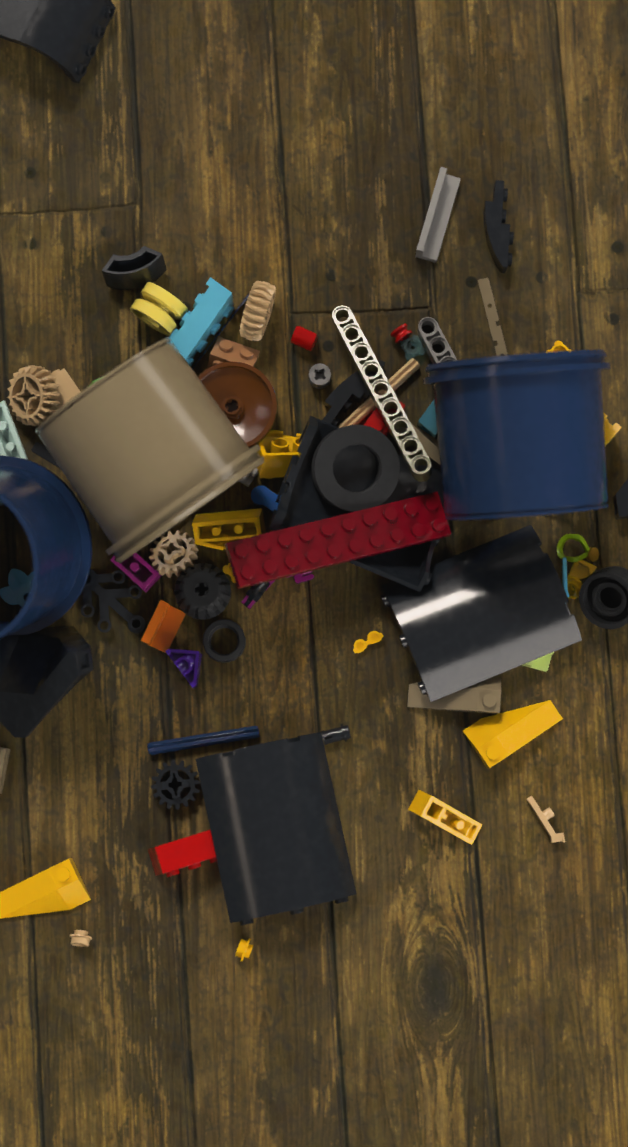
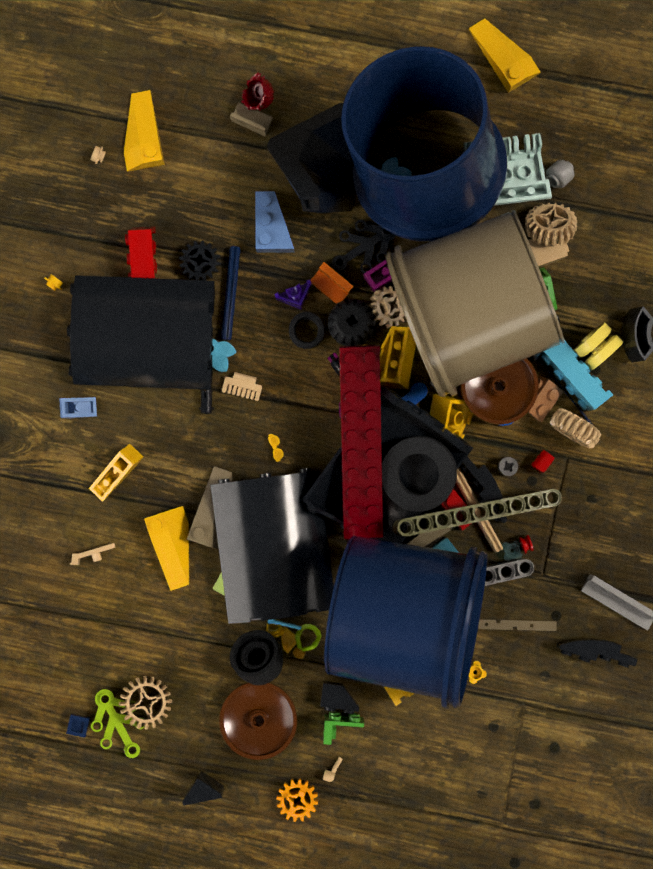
camera: 100 degrees right, 5 degrees up
(113, 713) = (271, 228): none -> medium blue wedge
(272, 731) = (220, 353): none -> medium azure plate
(301, 698) = (245, 382): none -> tan piece
(382, 880) = (77, 407): none -> medium blue slope

